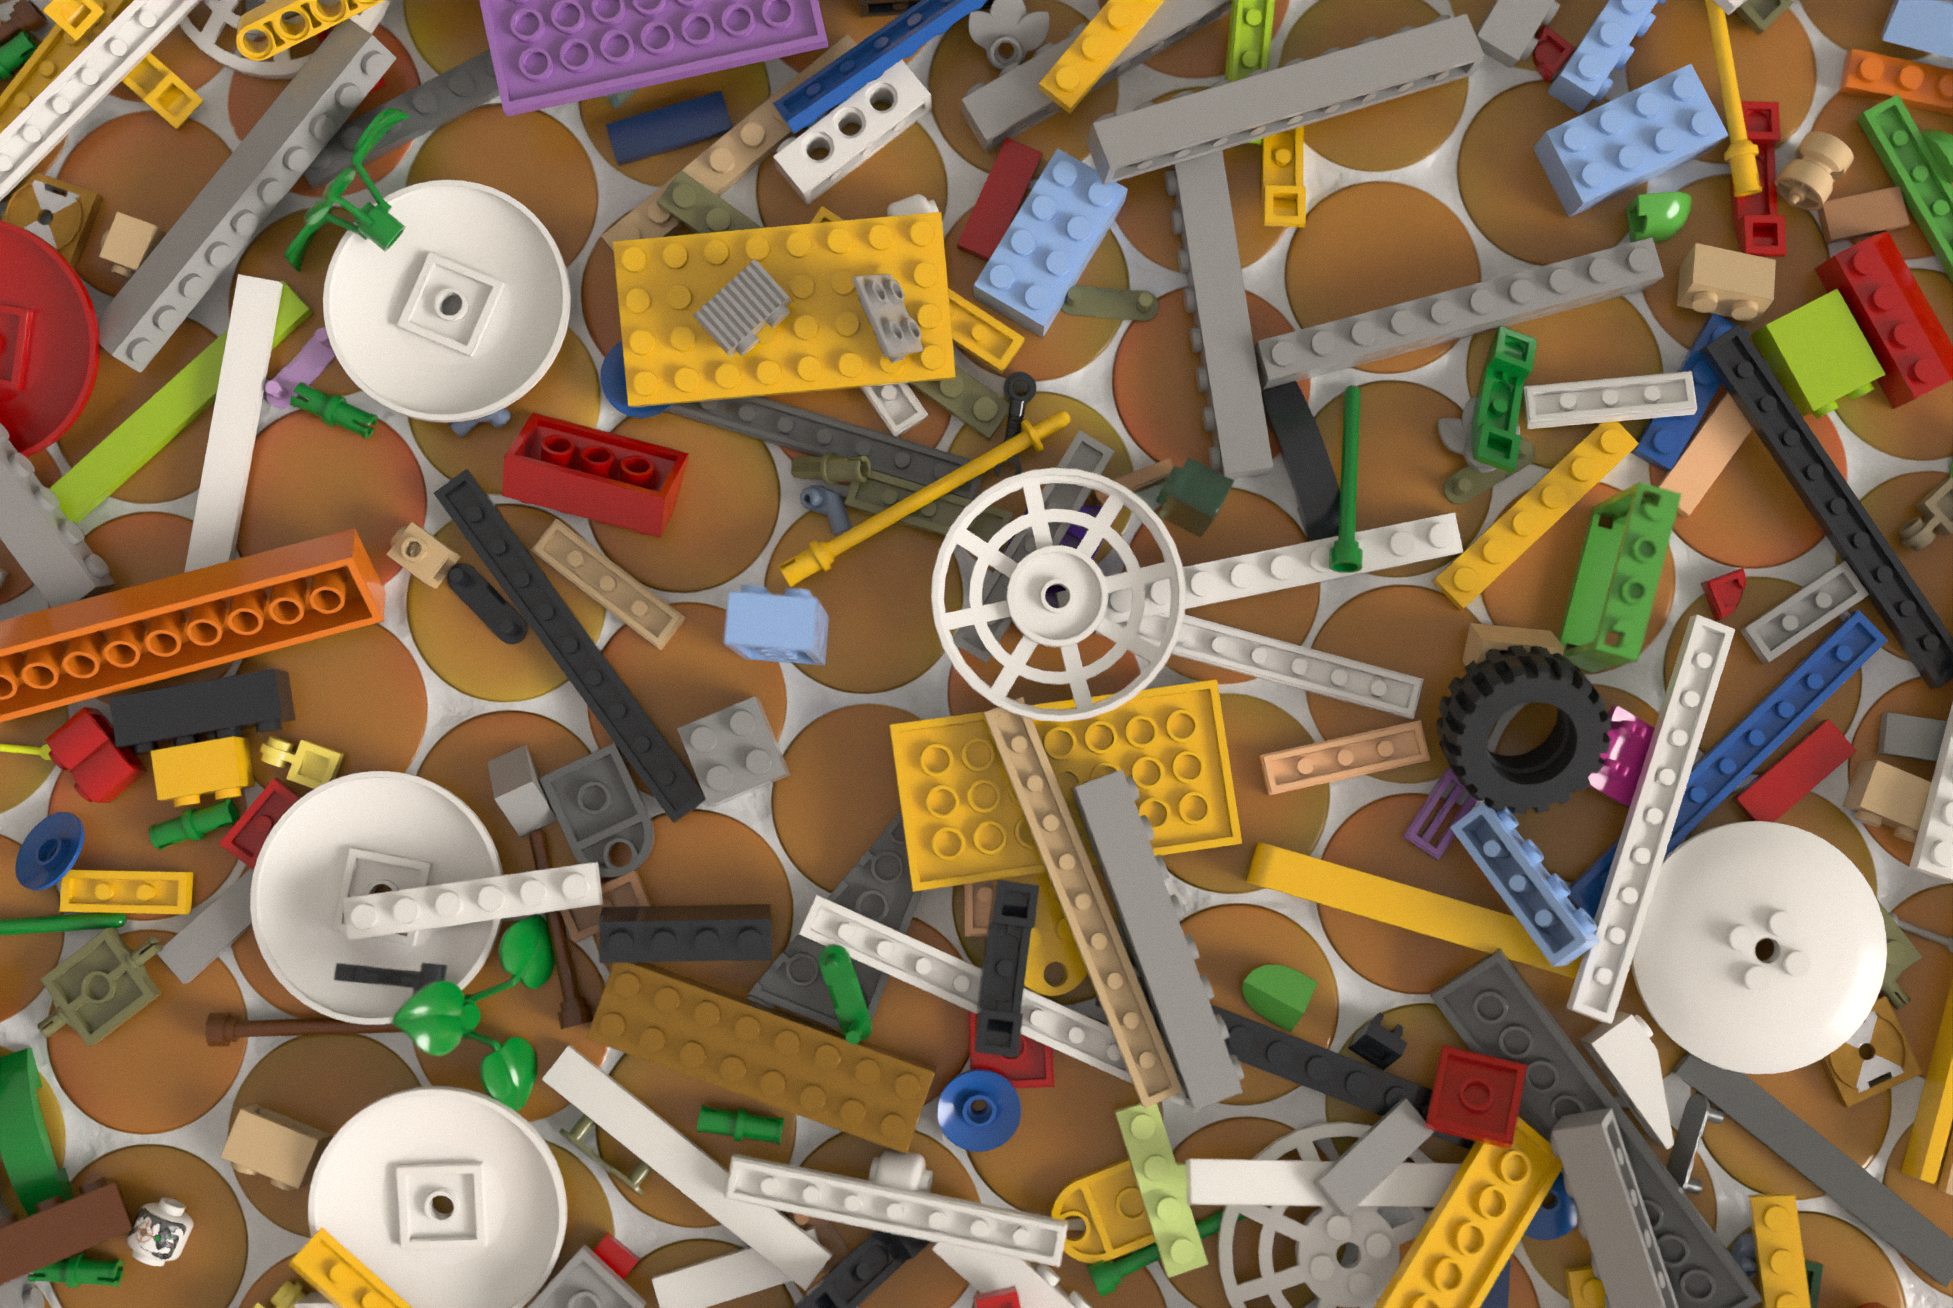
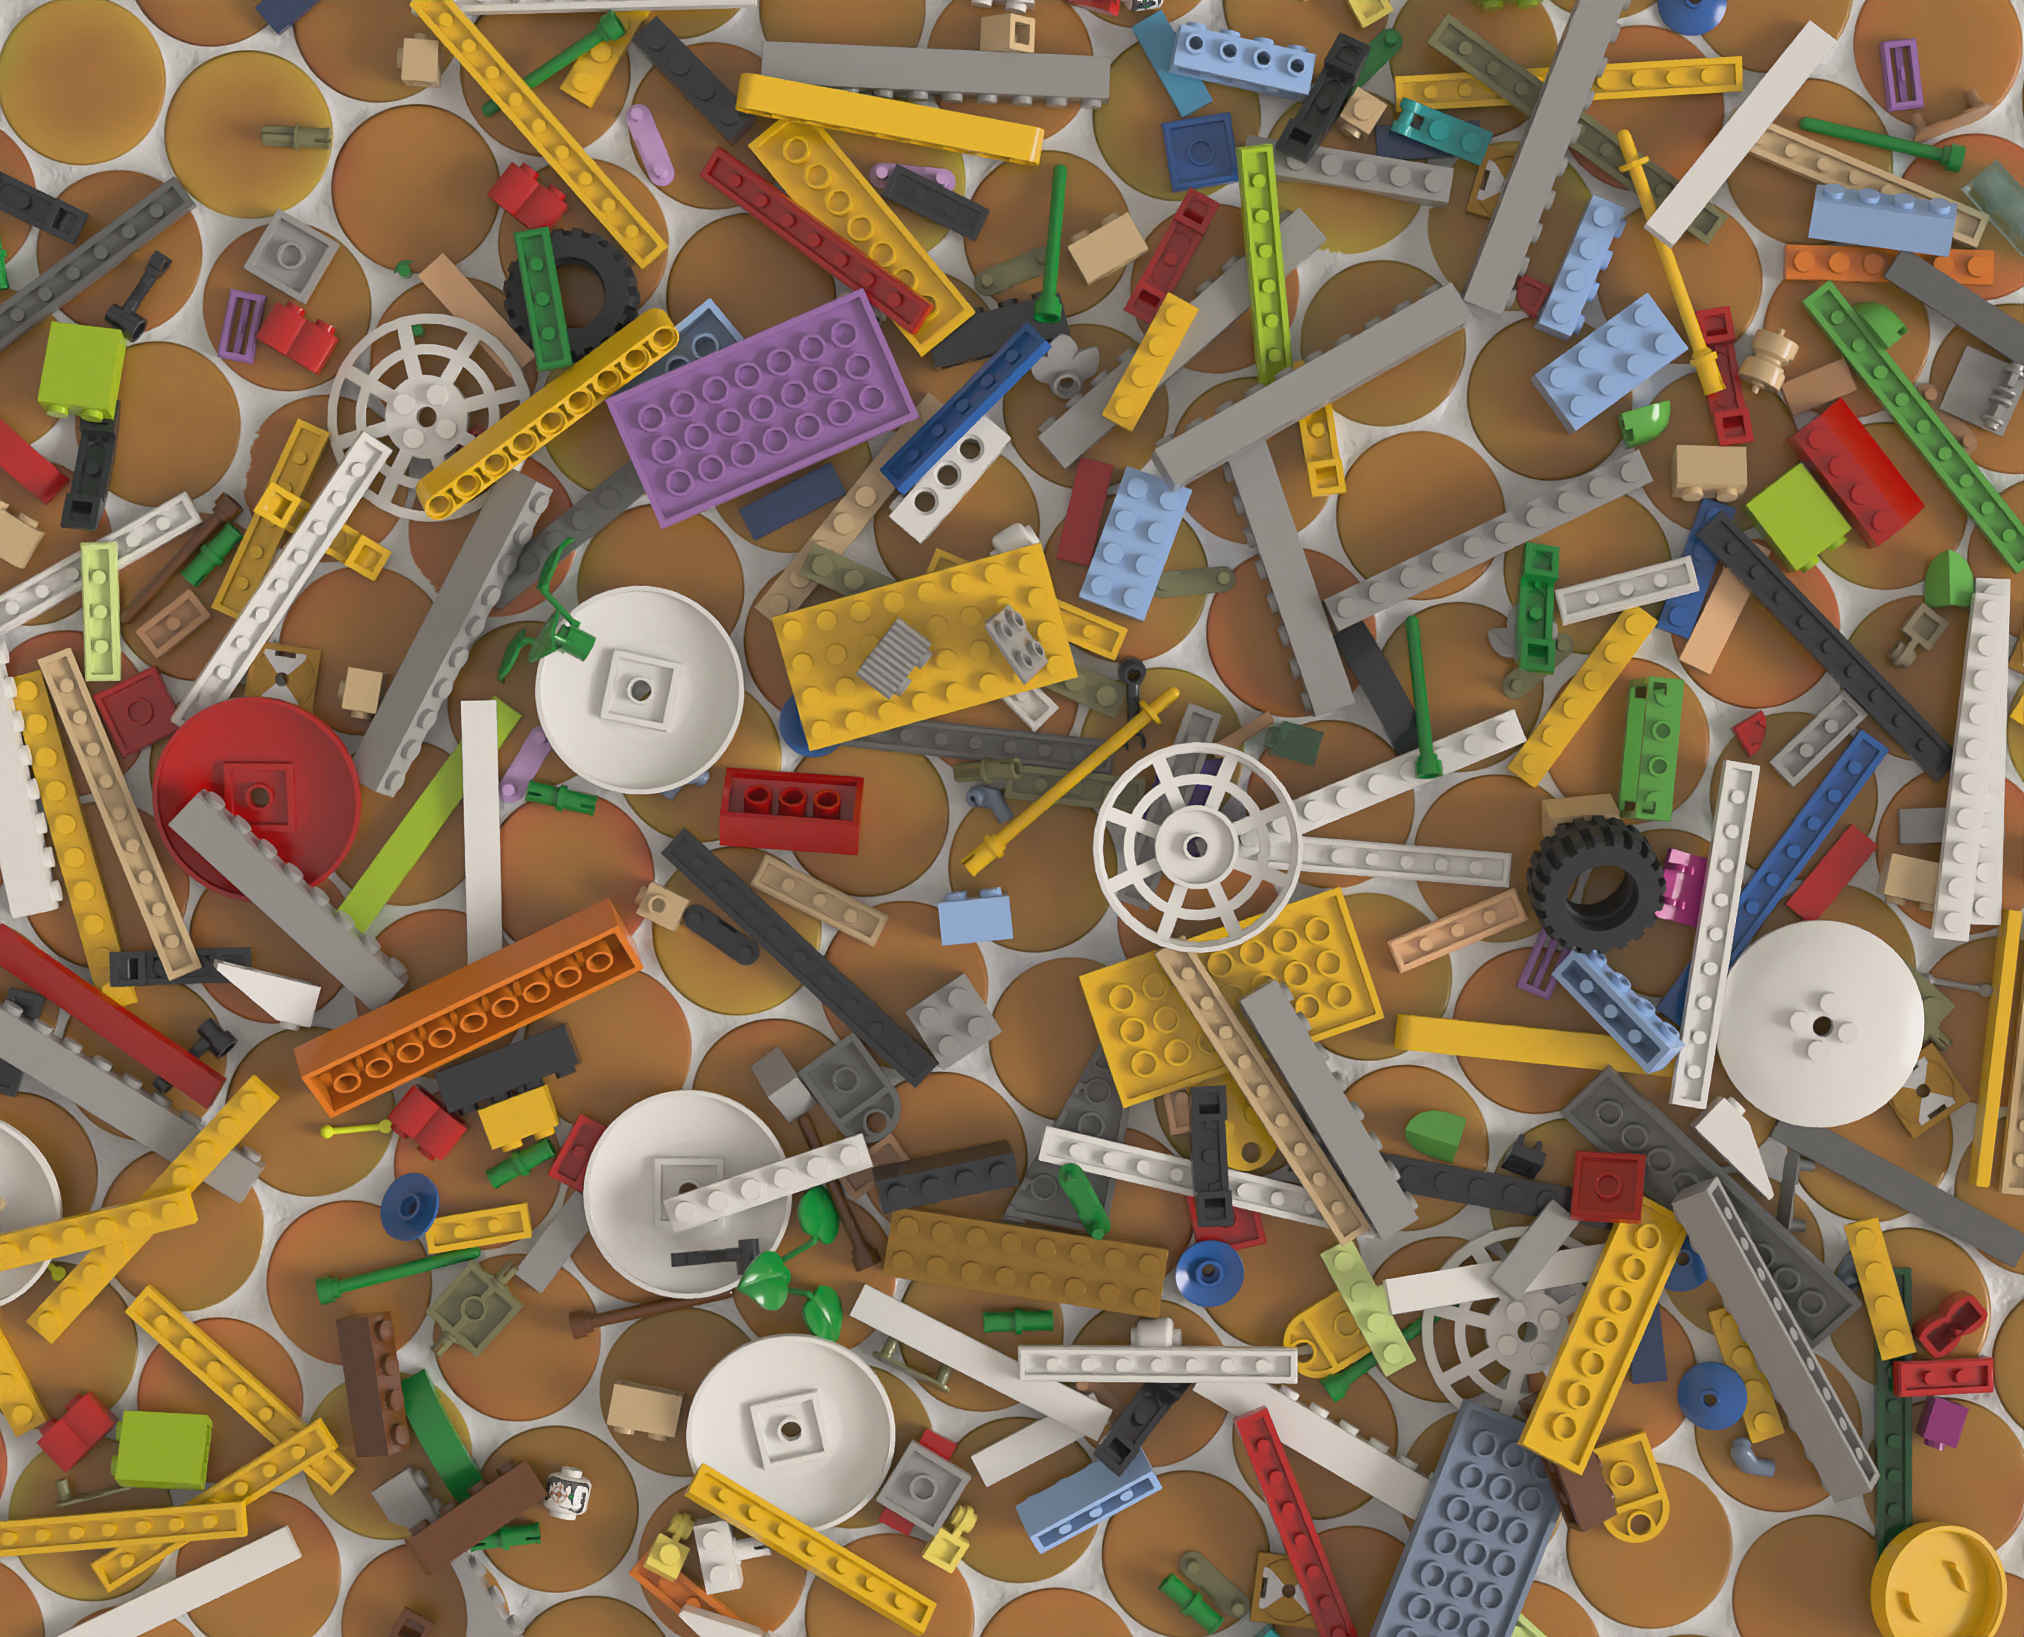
camera: 15 degrees left, 5 degrees up
(310, 765) = (608, 1096): light yellow plate -> none

